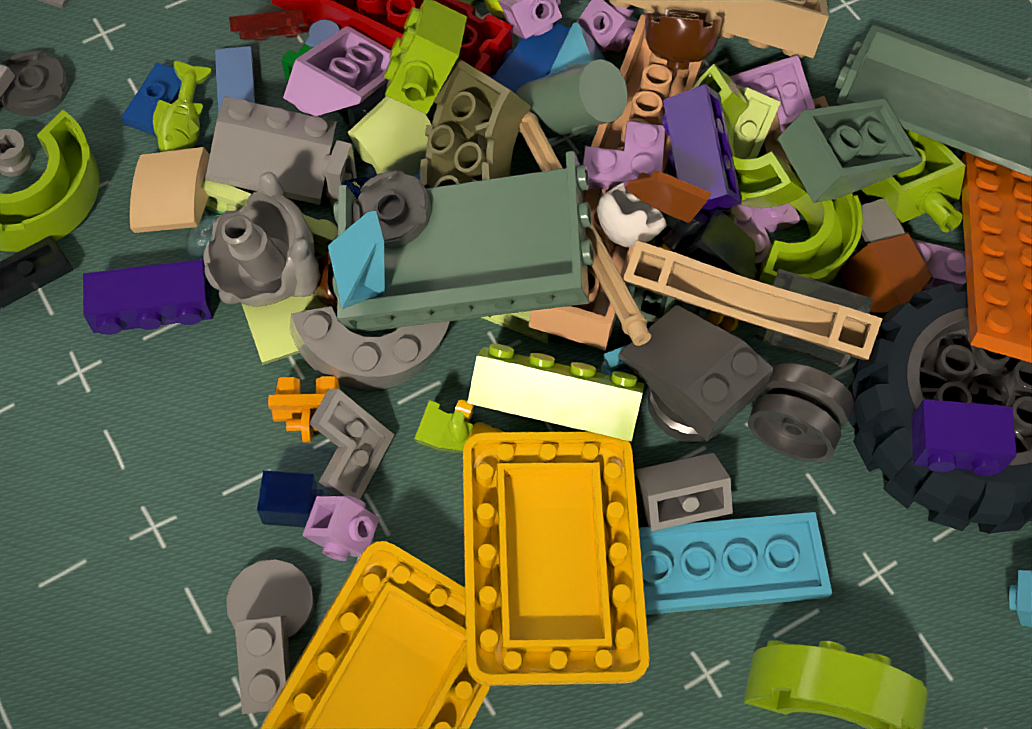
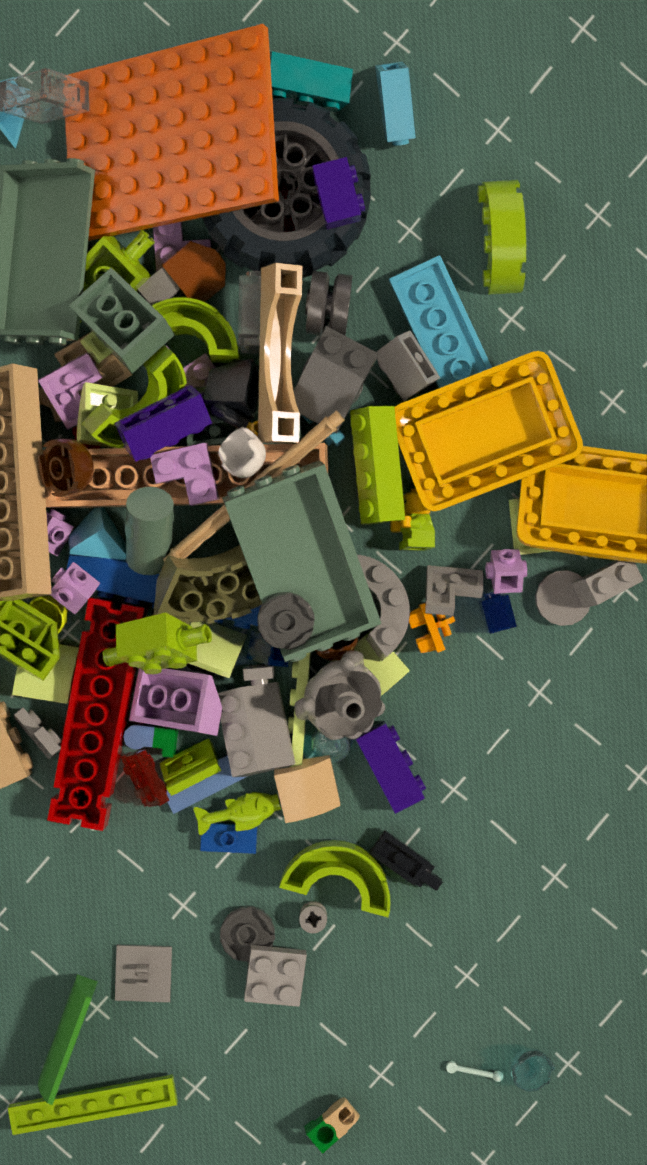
camera: 105 degrees left, 25 degrees up
(260, 73) = (190, 767): none -> lime plate
(359, 261) = (347, 622): medium azure slope -> none
(668, 194) = (219, 433): dark orange slope -> none

